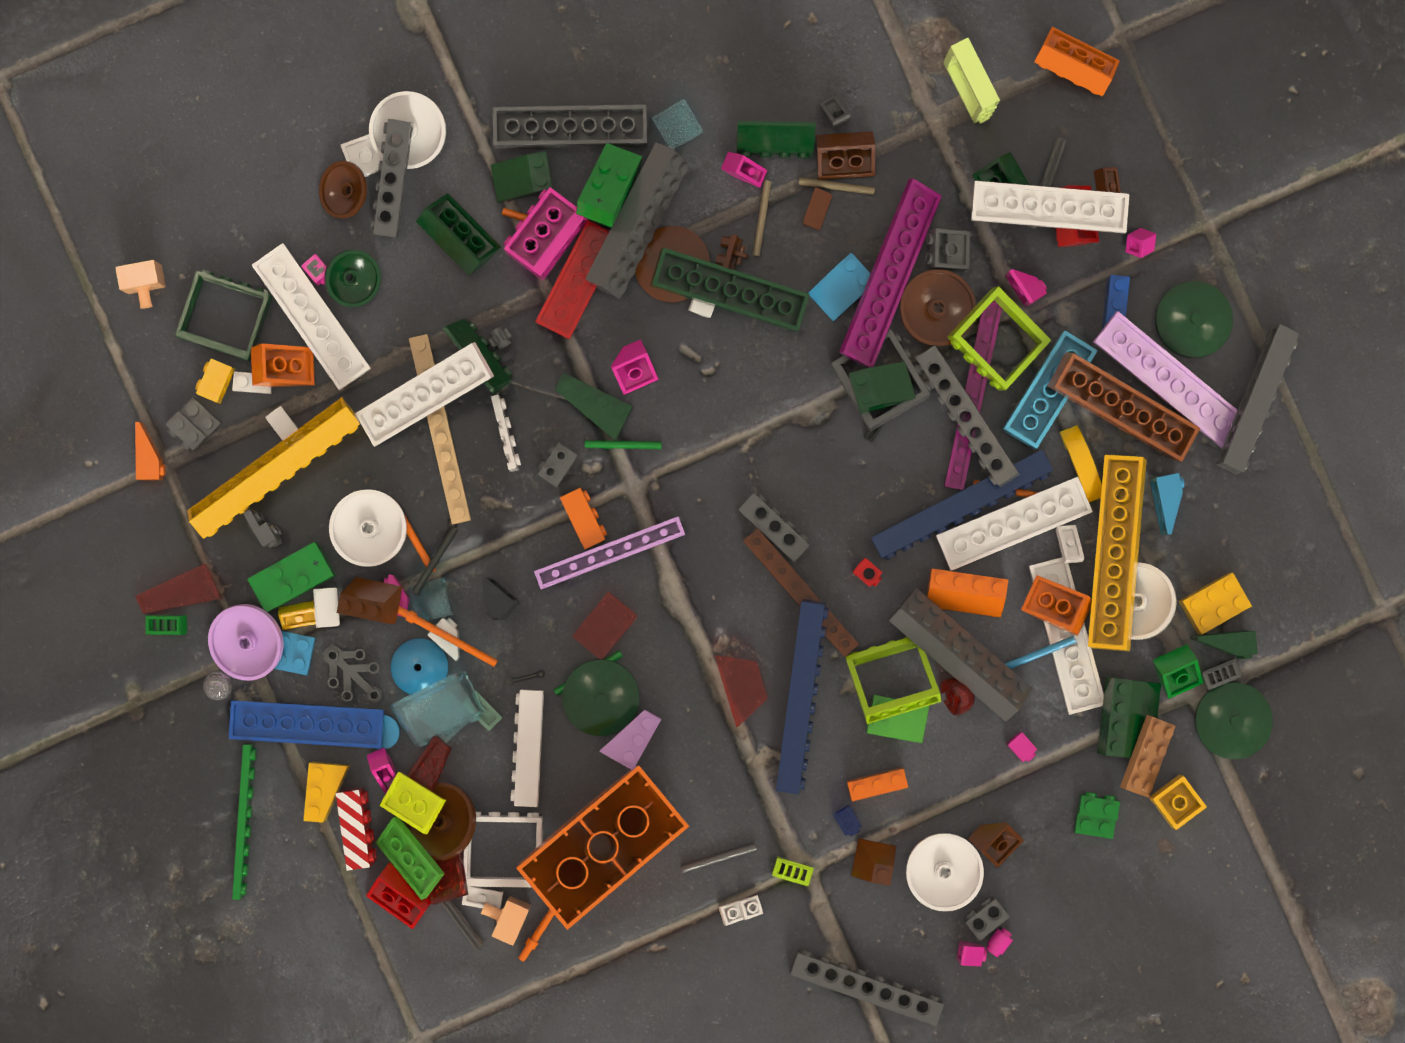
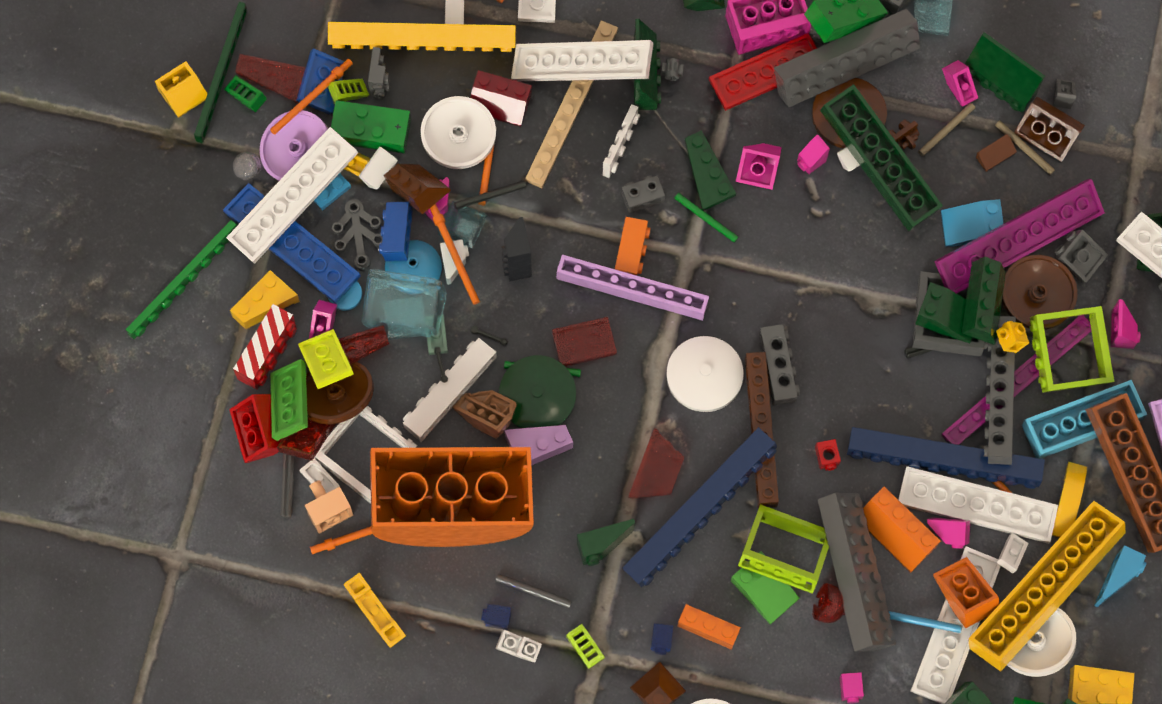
camera: 35 degrees right, 15 degrees down
(112, 663) = (181, 89): none -> yellow slope
(131, 622) = (220, 73): none -> dark green tile
(221, 569) = (317, 70): none -> blue plate
(228, 553) = (335, 74): none -> orange bar
(240, 570) = (342, 84): none -> lime slope
(277, 688) = (292, 195): none -> white plate
(379, 470) = (502, 97): none -> dark red slope
(384, 651) = (396, 231): none -> blue brick
(519, 745) = (437, 351): none -> pearl dark grey hinge
(573, 744) = (486, 411): none -> medium nougat wedge
(609, 969) = (374, 610): none -> yellow slope
(671, 328) = (813, 155): none -> dark pink slope
(706, 901) = (496, 616): none -> clear blue brick
(720, 578) = (704, 374): none -> white dish
(742, 787) = (600, 542): none -> dark green slope
(902, 354) = (984, 300): none -> dark green slope
(946, 368) = (1012, 336): none -> yellow brick
(1008, 562) = (951, 530): none -> dark pink slope

